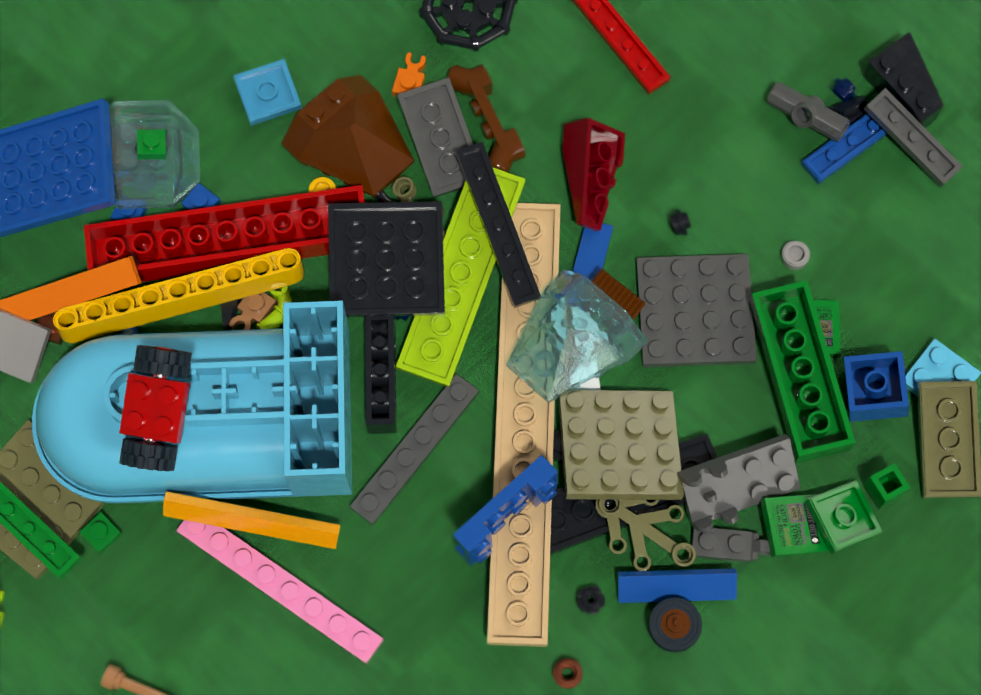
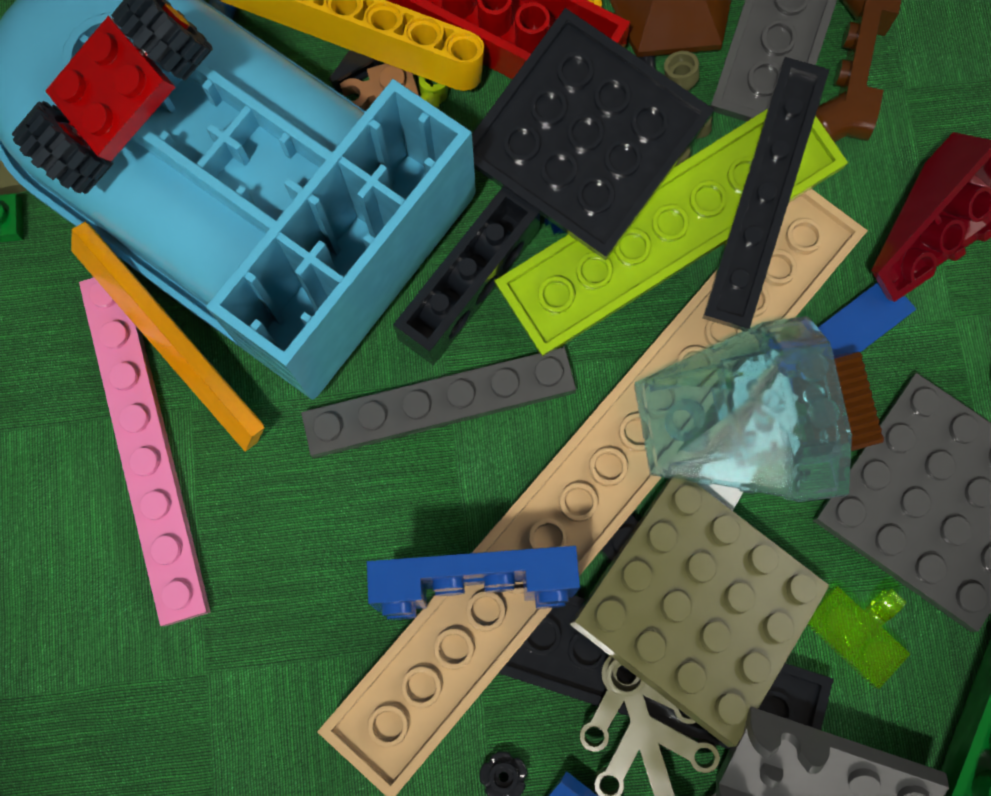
camera: 40 degrees right, 5 degrees up
(704, 404) = (859, 633): none -> clear neon green plate

